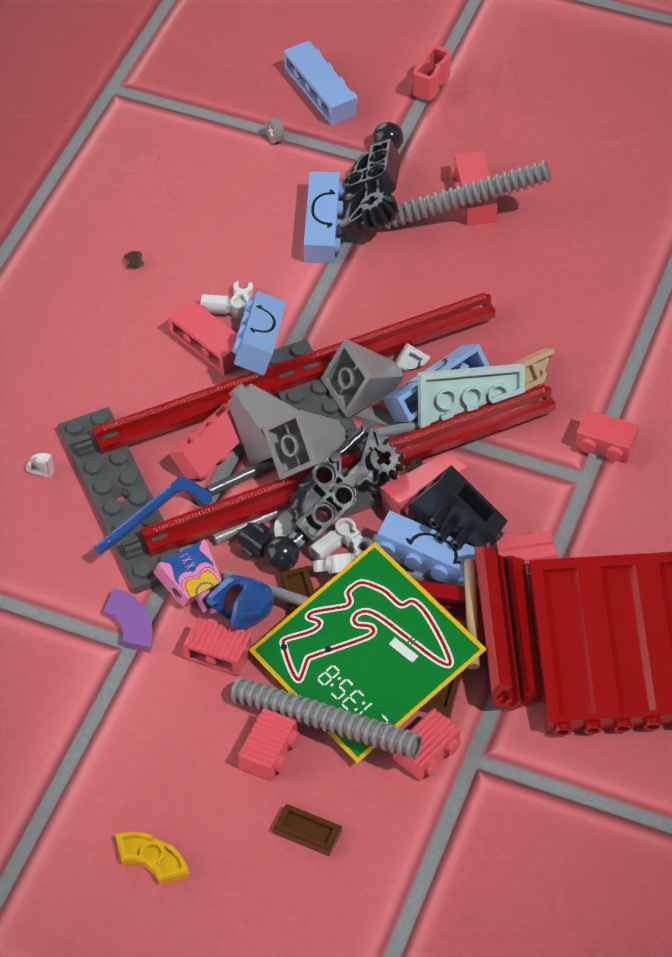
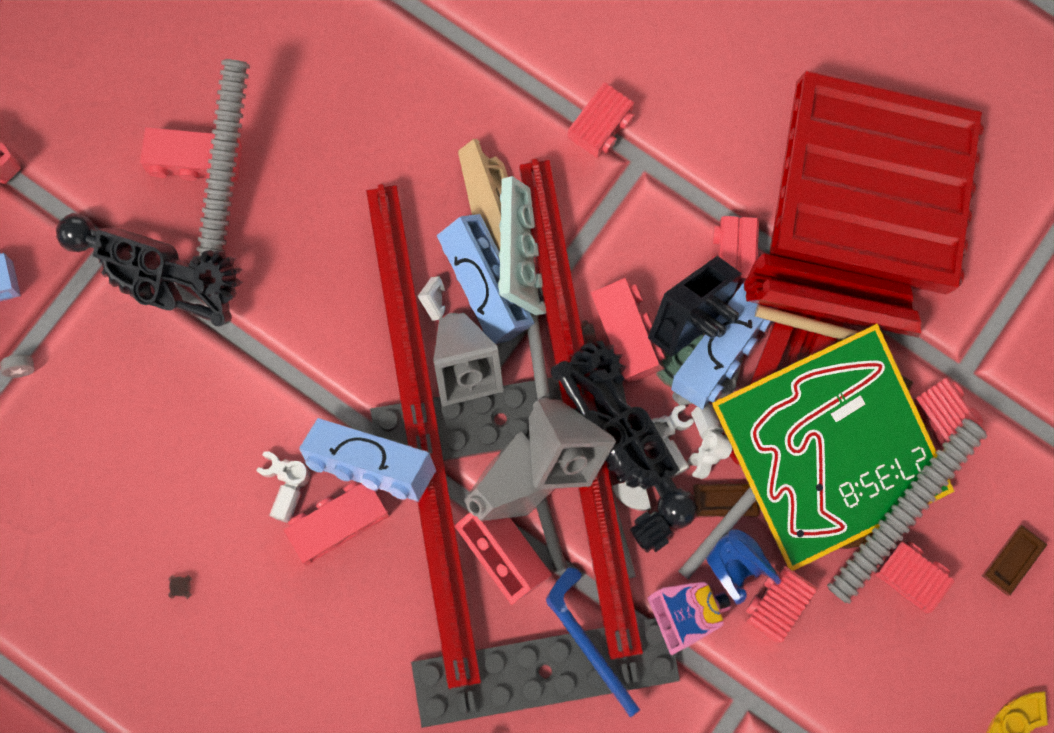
camera: 80 degrees left, 25 degrees up
(132, 619) = (718, 690): medium lavender tile -> none
(322, 217) = (183, 342): light blue brick -> none

